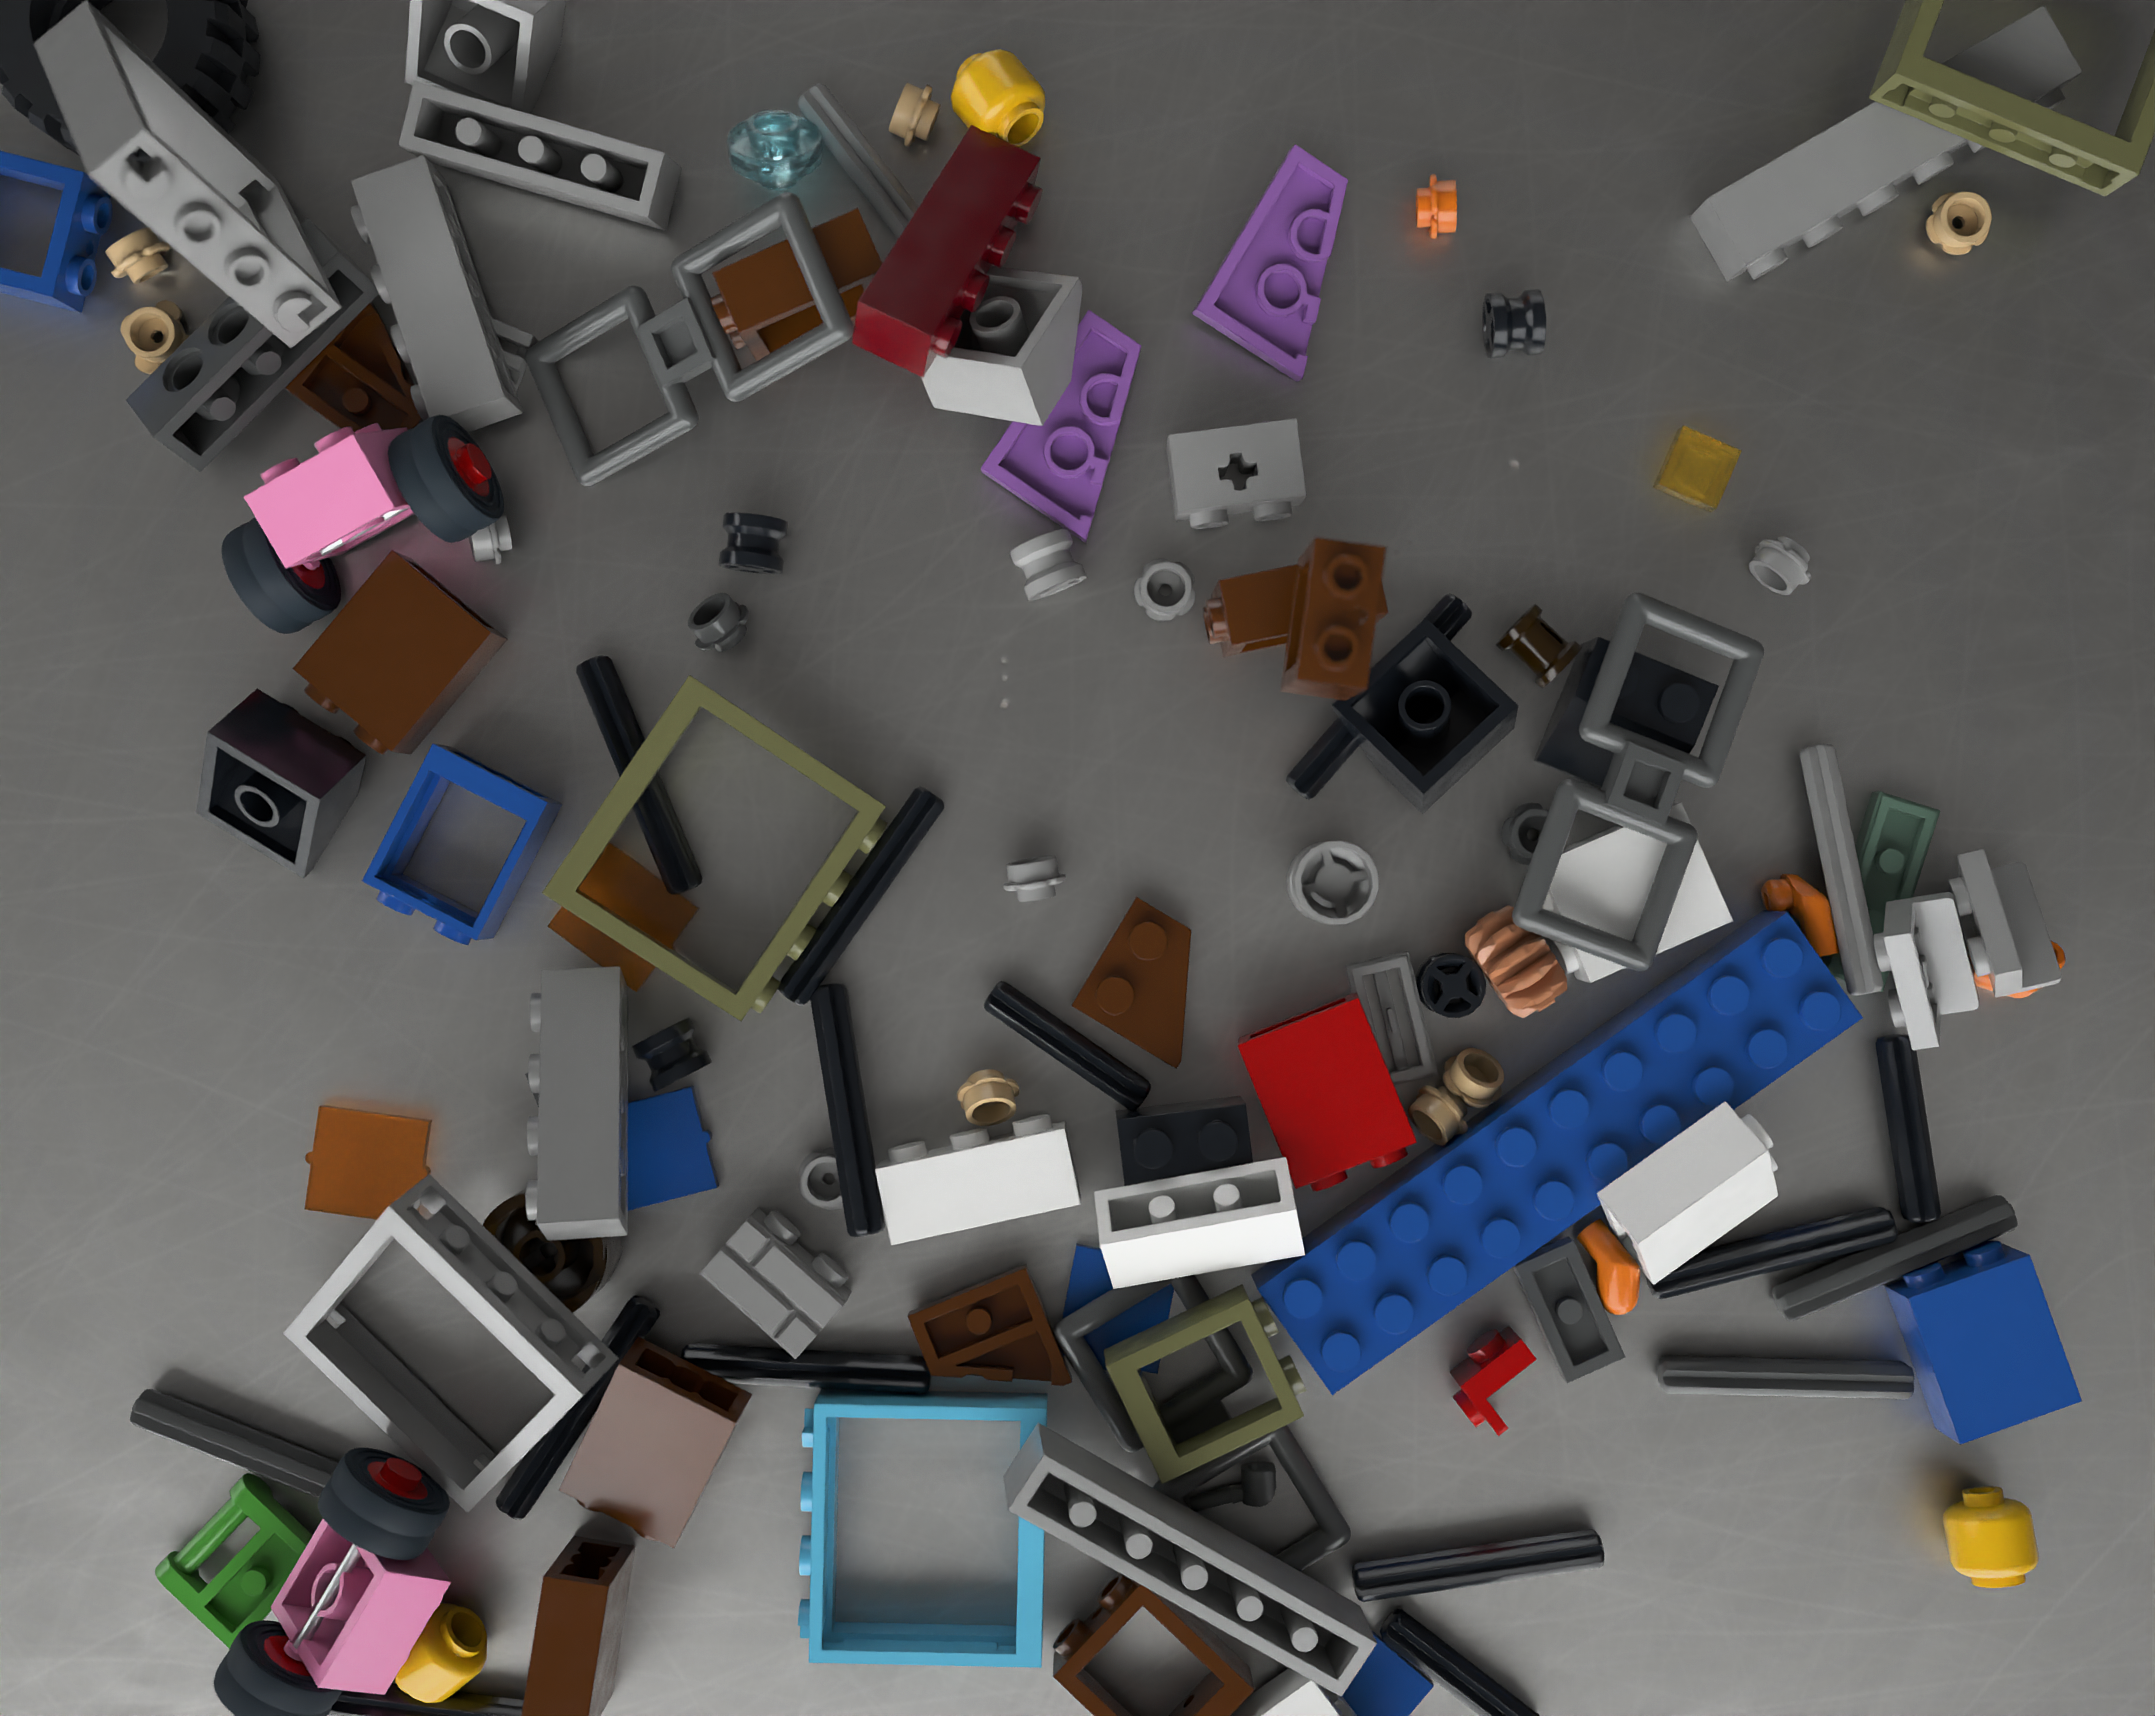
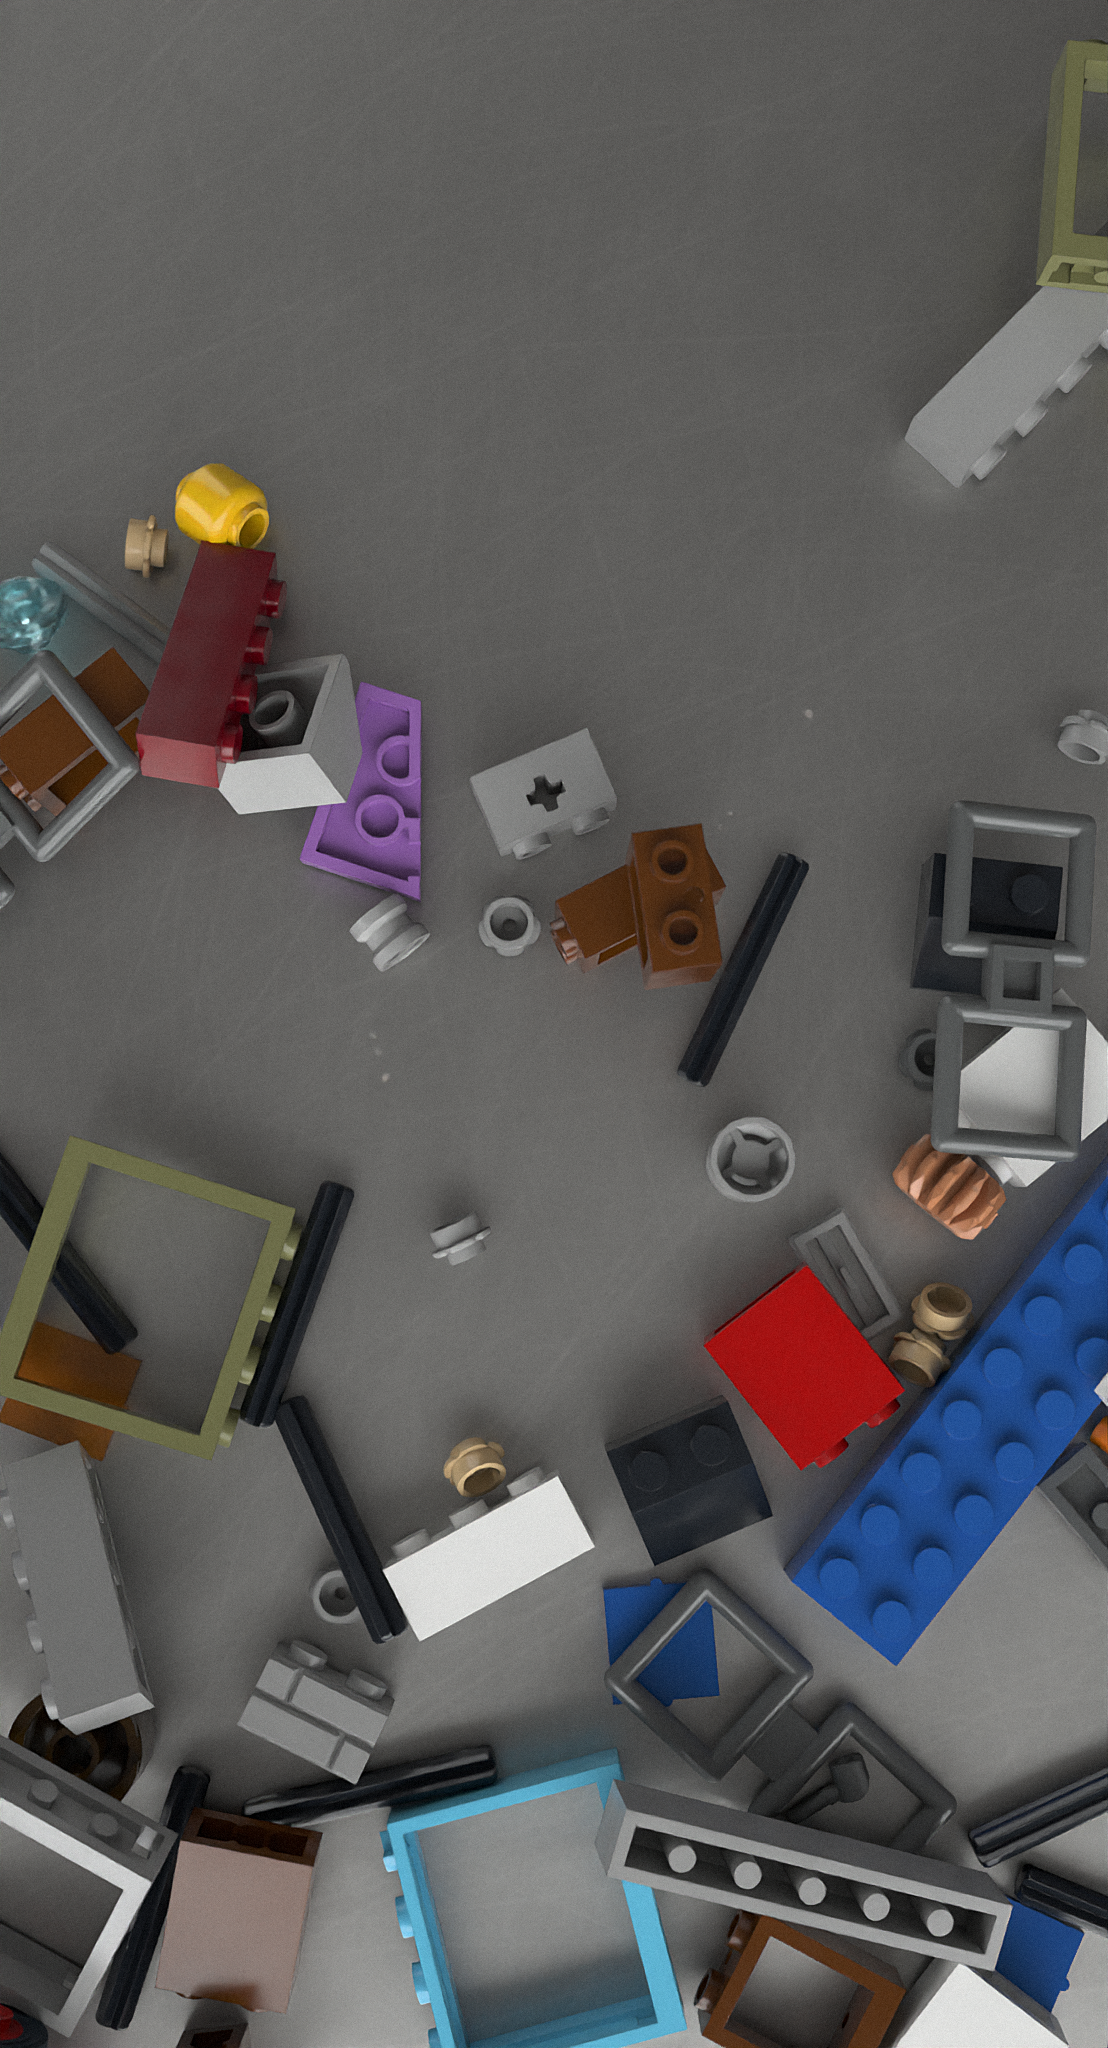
camera: 15 degrees left, 5 degrees down
(667, 1149) = (173, 1610): blue piece -> none
(671, 1054) = (152, 1513): black wheel -> none
(718, 623) = (87, 1077): dark grey plate -> none
(753, 543) = (100, 991): black wheel -> none
(991, 1332) = (543, 1701): reddish brown wing -> none
(1067, 1045) = (539, 1393): black axle -> none
(1130, 1355) = (684, 1686): olive window -> none
(1142, 982) = (594, 1310): reddish brown wing -> none
(1198, 1223) = (715, 1532): white brick -> none
(1275, 268) = (527, 595): medium lavender wing -> none
(1427, 715) = (793, 974): black slope -> none
(1437, 206) = (663, 495): orange plate -> none
(1460, 990) = (904, 1231): black wheel -> none
(1490, 1365) = (1044, 1589): red bracket -> none
(1514, 323) = (768, 582): black wheel -> none
(1538, 646) = (881, 878): dark brown bush -> none
(1697, 469) = (981, 669): clear yellow tile -> none

